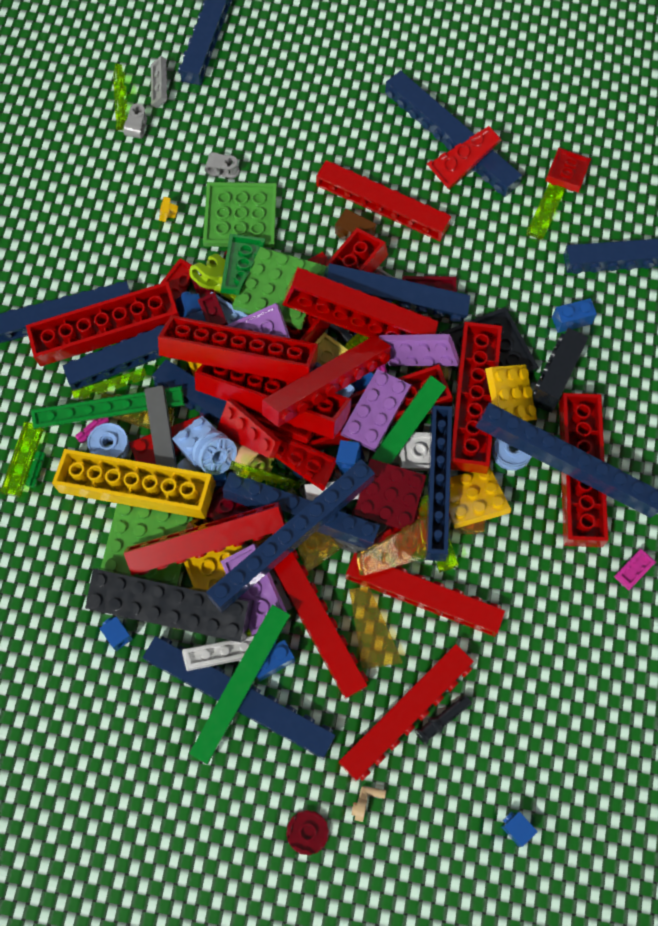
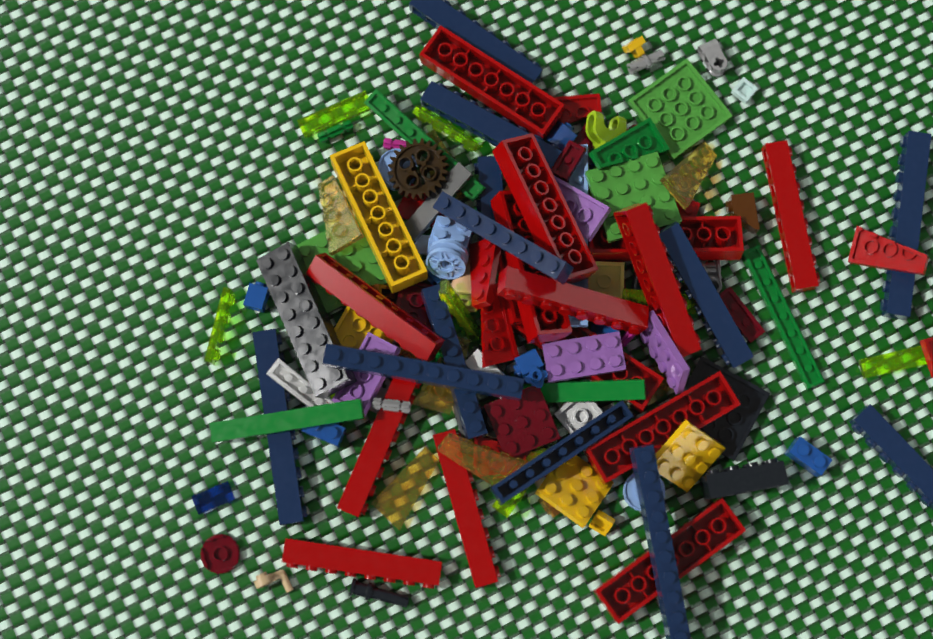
camera: 50 degrees right, 10 degrees up
(113, 518) = (338, 217): none -> clear yellow wing
(119, 690) = (218, 333): none -> clear neon green plate
(129, 407) = (434, 162): none -> dark brown gear
(184, 211) = (645, 62): none -> light grey pin
(235, 392) = (503, 238): none -> dark blue brick
(254, 801) = (213, 497): none -> clear blue tile
(264, 163) = (744, 90): none -> light aqua plate
(296, 240) = (688, 175): none -> clear yellow wing
(296, 586) = (391, 405): none -> light grey axle
(365, 449) = (537, 382): none -> blue plate
(454, 260) = (782, 317): none -> green tile
(515, 497) = (602, 522): none -> yellow plate

